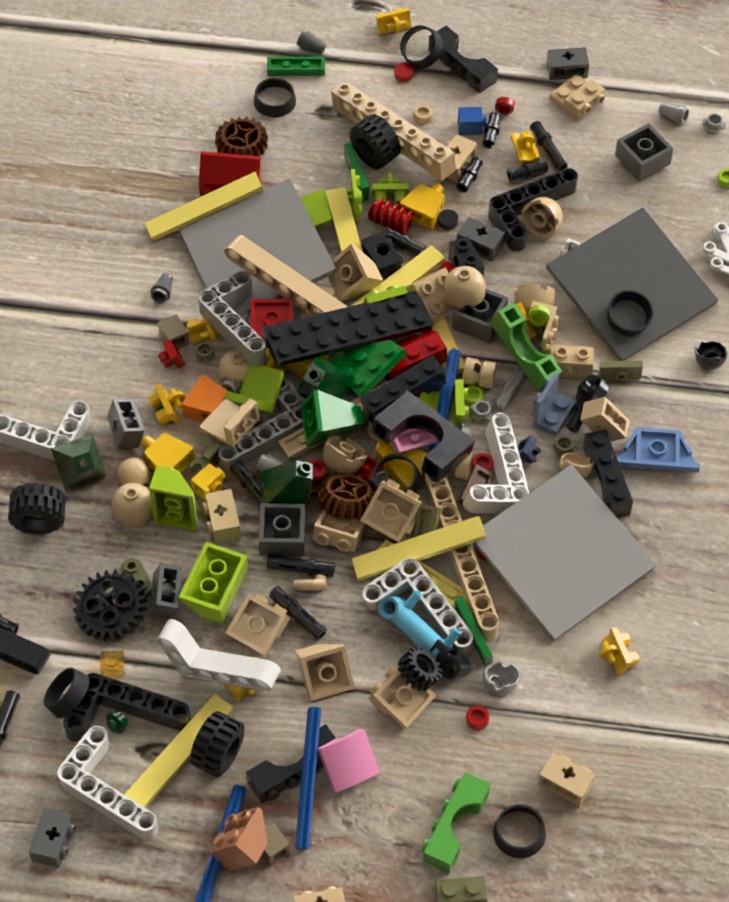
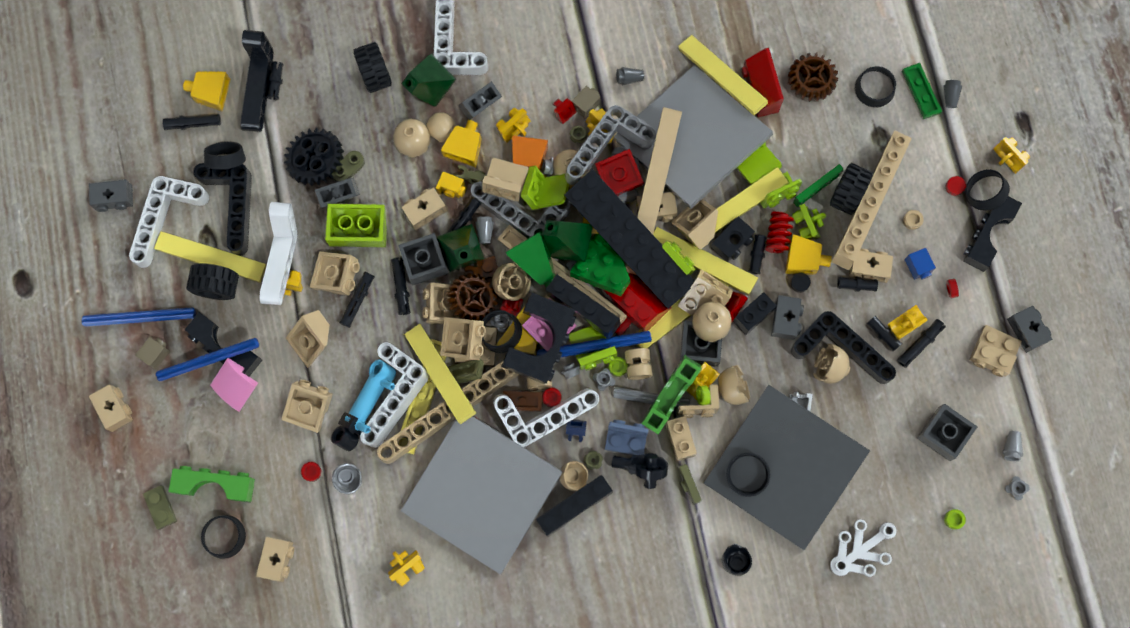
camera: 75 degrees right, 20 degrees up
(112, 663) = (269, 179): clear yellow plate -> none
(116, 721) = (218, 202): dark green plate -> none
(172, 500) = (413, 163): lime slope -> none
(241, 840) = (138, 328): nougat slope -> none
(316, 584) = (384, 300): tan arm -> none
(319, 470) = (489, 264): red tile -> none
(419, 668) = (333, 419): black tyre -> none
(478, 639) = (370, 453): green tile -> none
(491, 130) = (918, 286): black pin -> none
(603, 415) = (623, 487): tan brick -> none
(658, 451) = (617, 542): medium blue wing -> none

